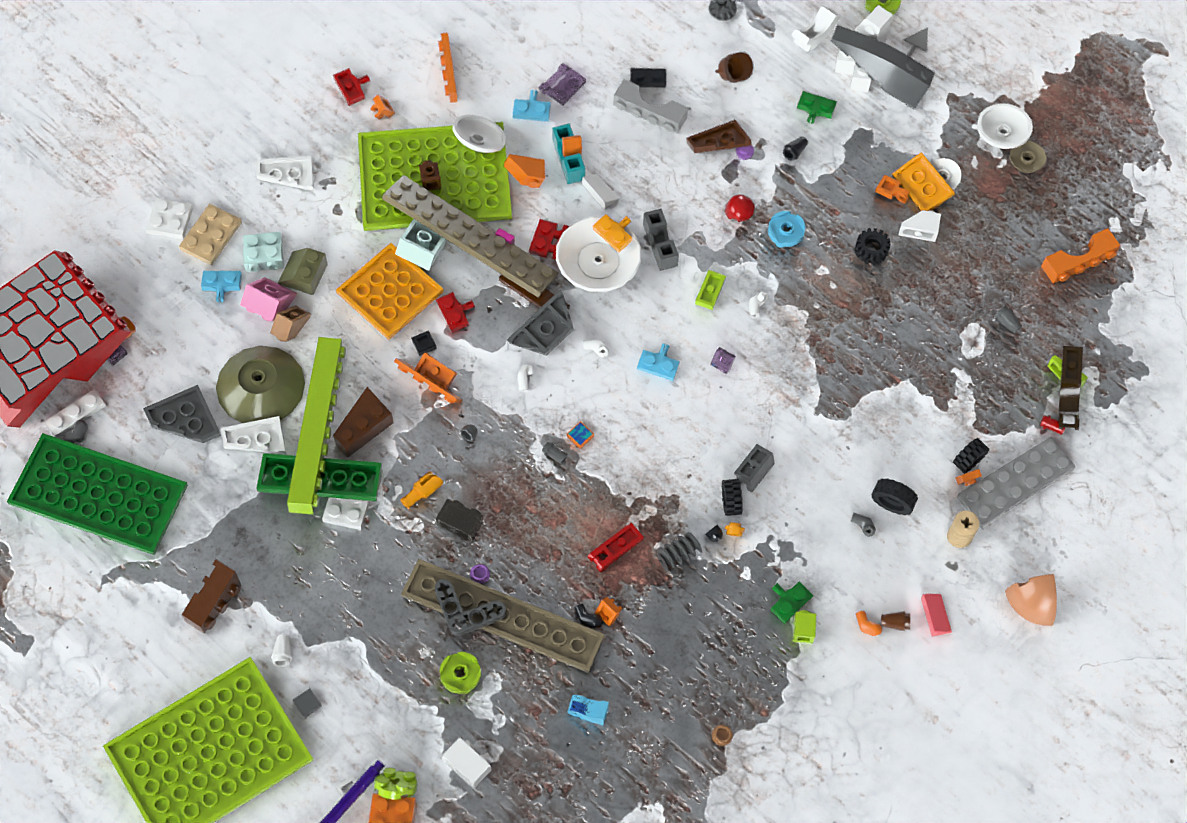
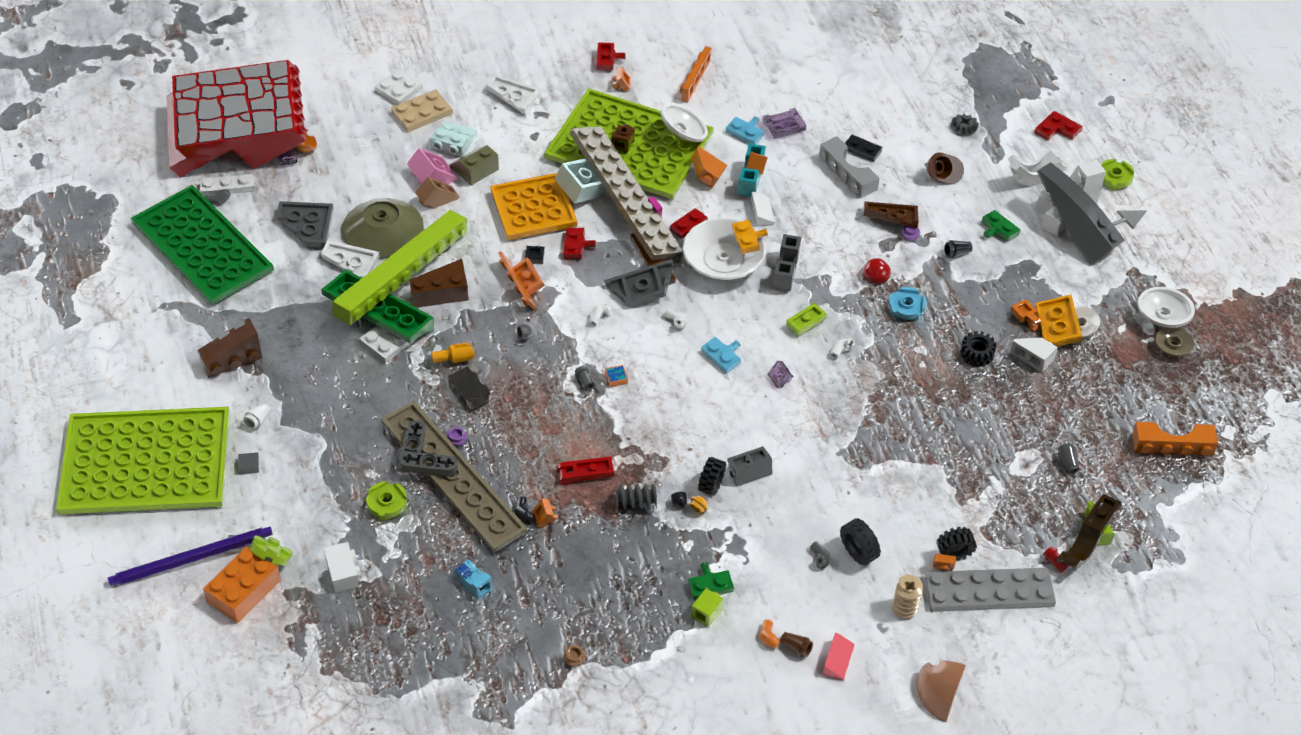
camera: 30 degrees right, 15 degrees down
(221, 282) = (404, 144): medium azure plate -> none

